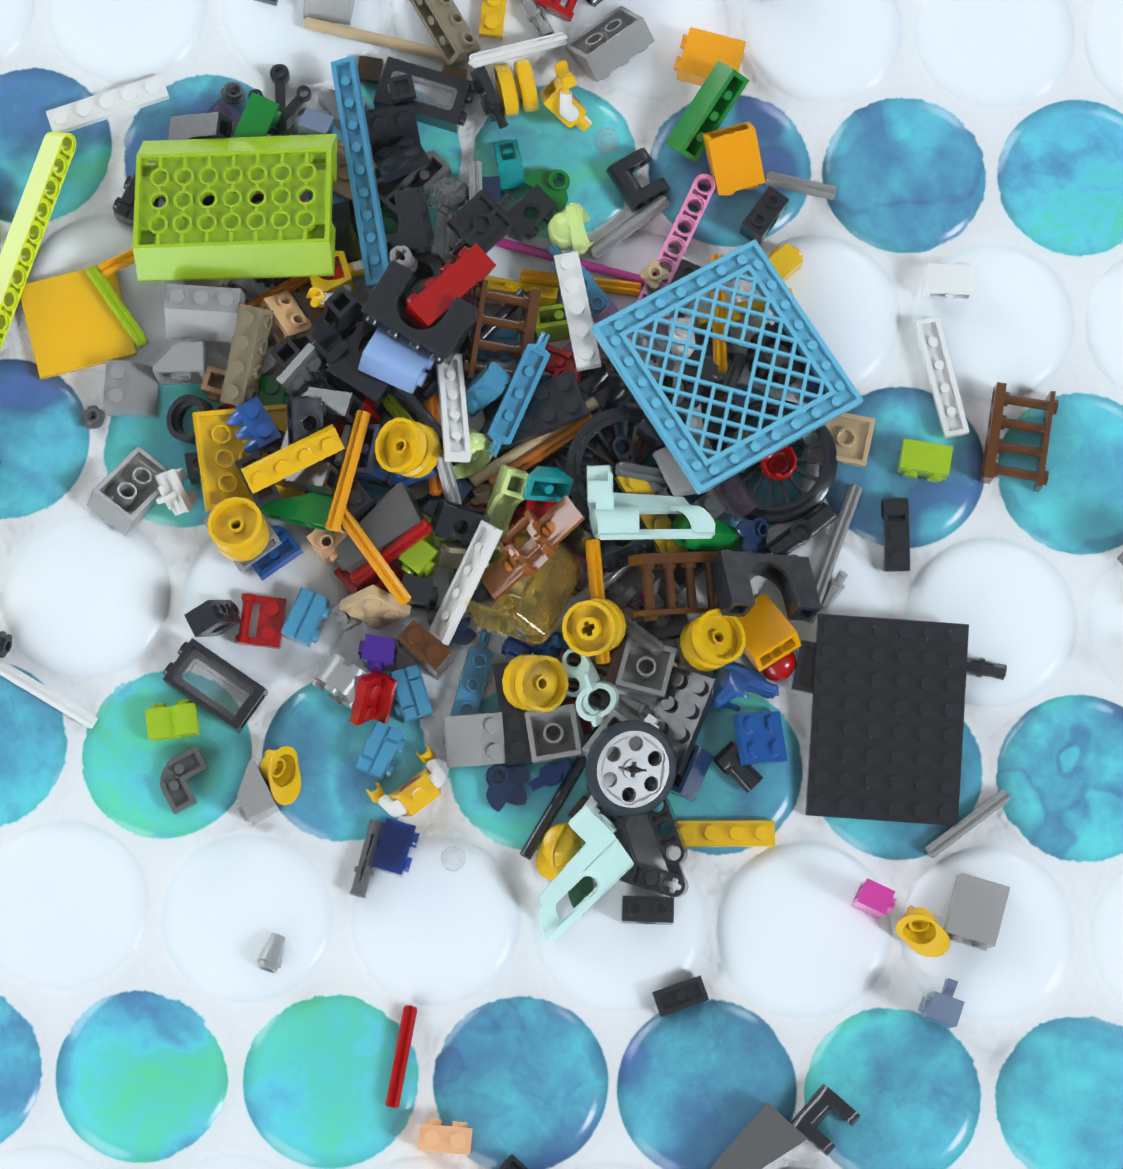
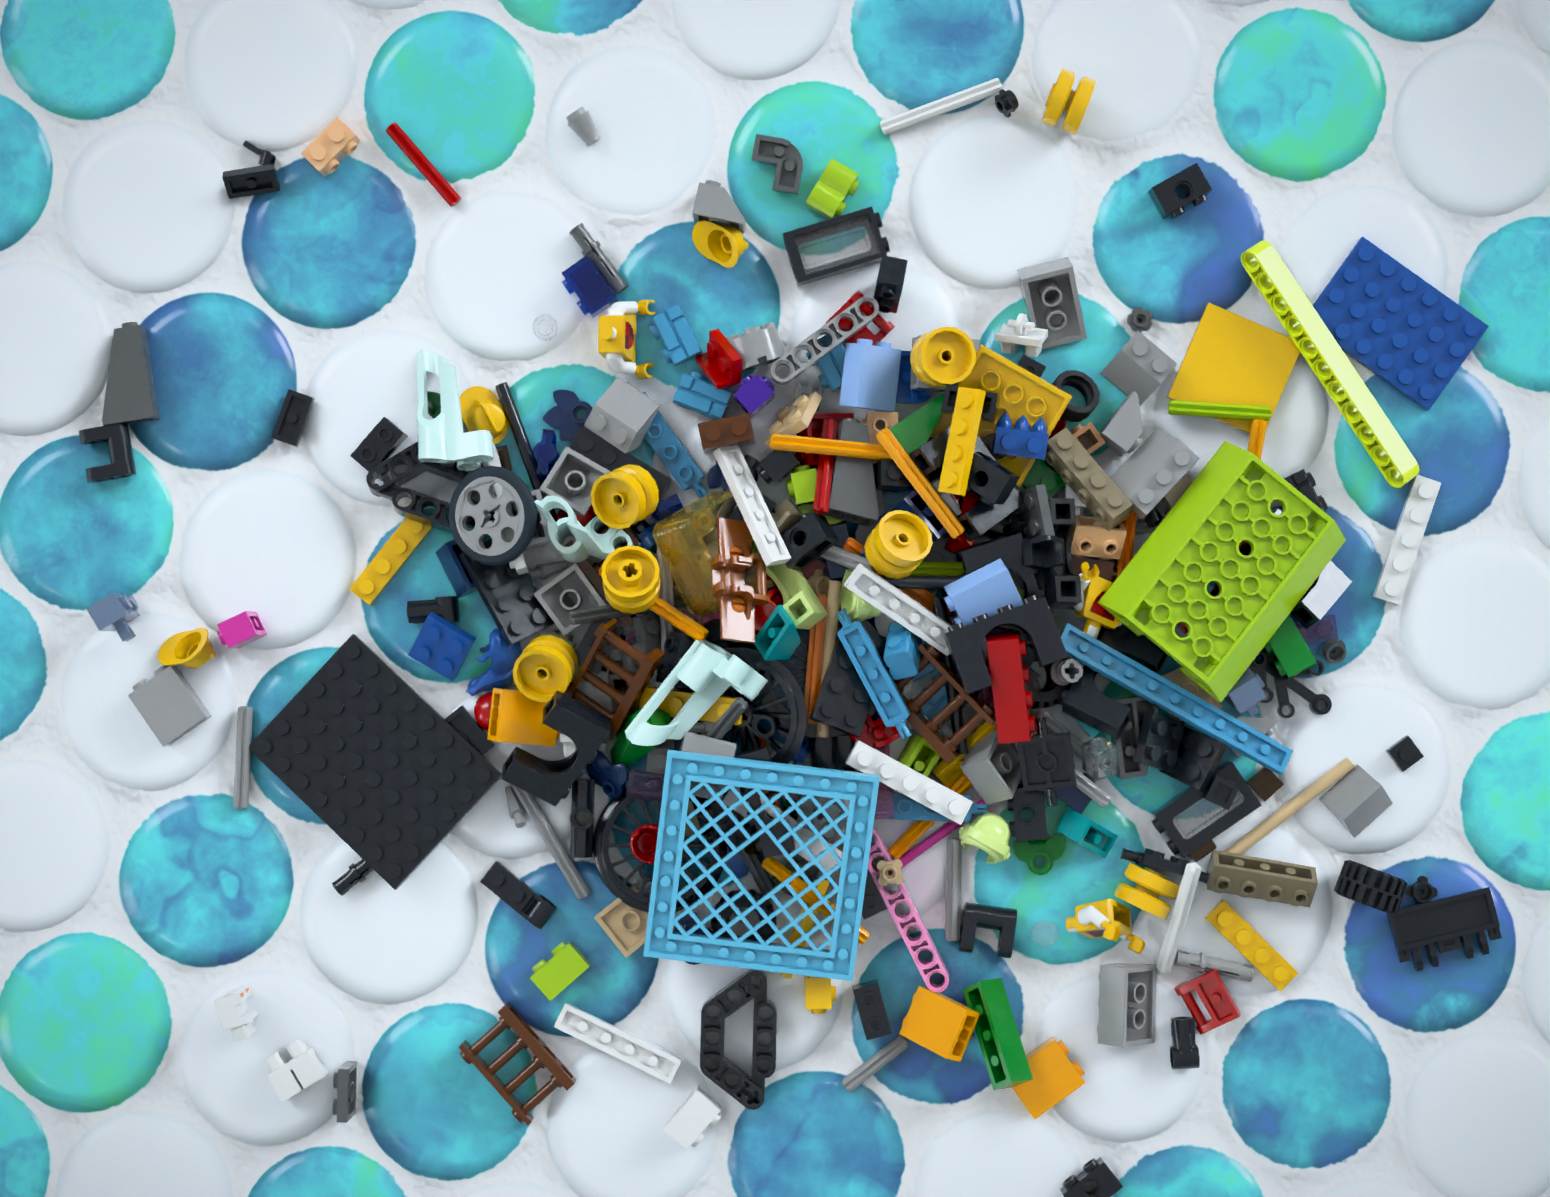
camera: 135 degrees right, 10 degrees up
(285, 622) = (832, 330): none -> light grey beam
(295, 576) = (870, 376): none -> light blue brick
(517, 262) = (993, 768): none -> light grey slope
(861, 271) = (760, 1051): none -> black piece

